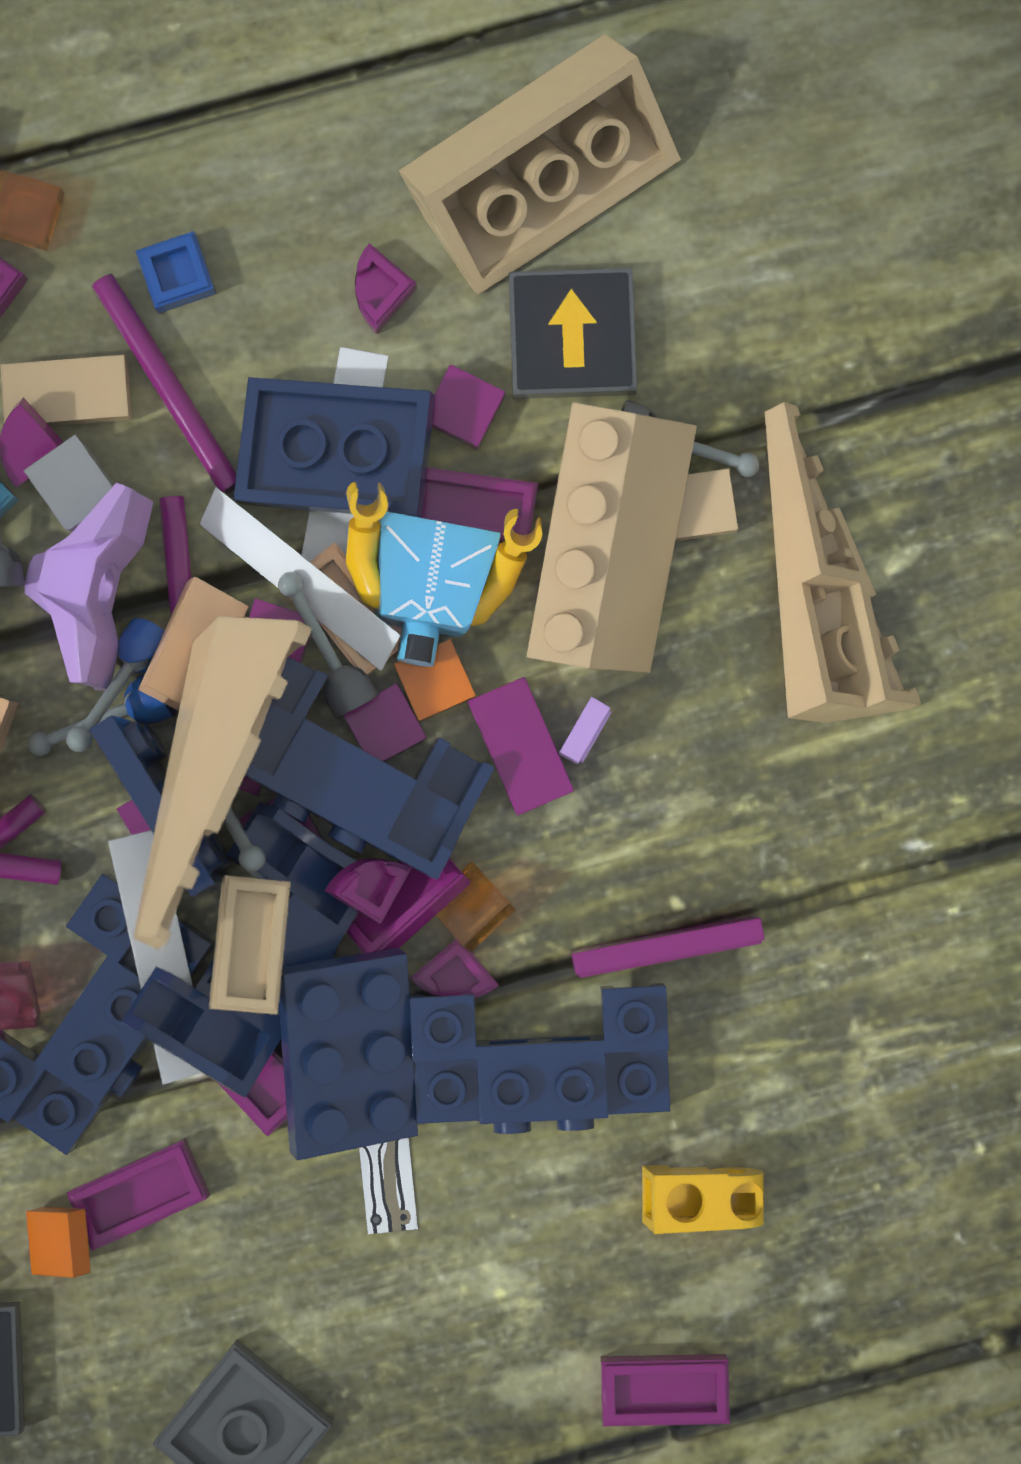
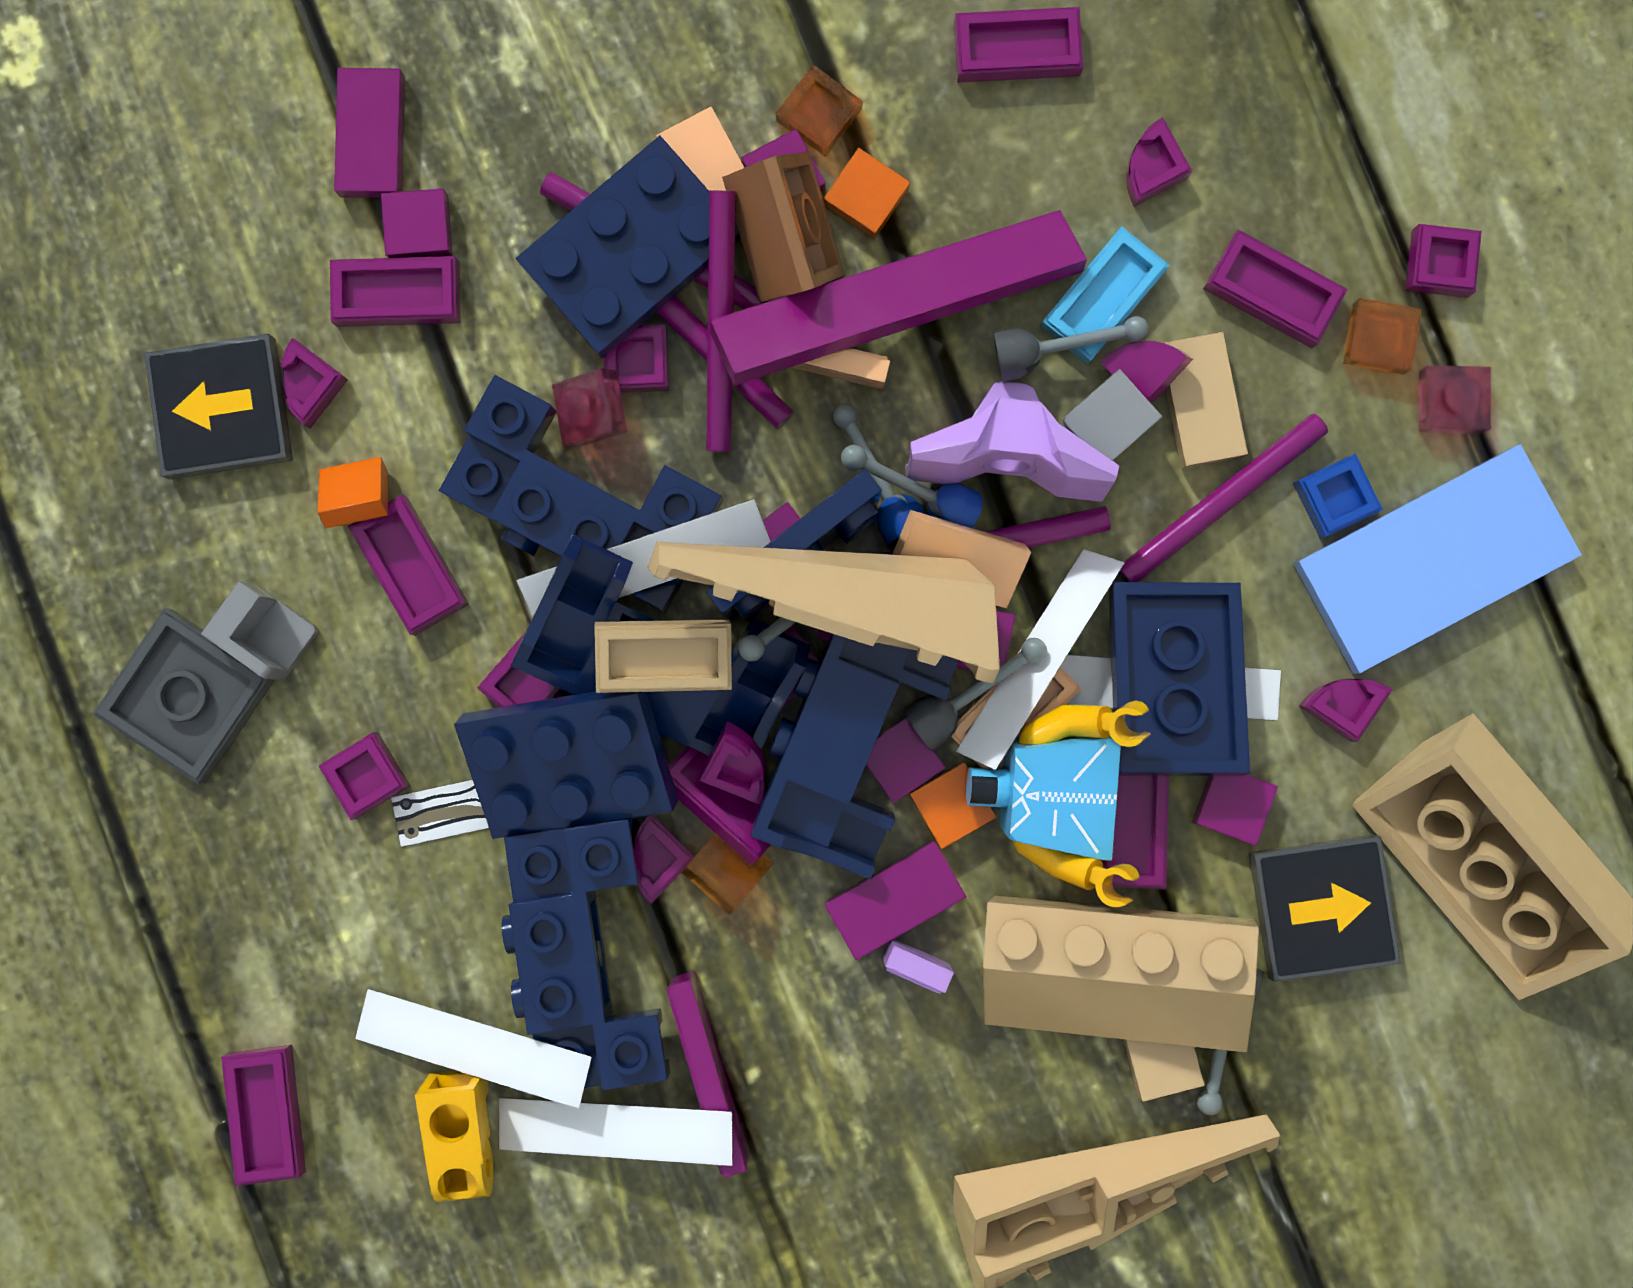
camera: 85 degrees right, 0 degrees up
(94, 148) = (1455, 399): none -> clear pink plate
(186, 1347) = (260, 631): none -> light grey panel
(248, 185) = (1437, 559): none -> light blue tile
(343, 1258) = (364, 775): none -> magenta tile
(619, 1174) = (474, 1048): none -> white sticker
(712, 1042) = (616, 1131): none -> white sticker

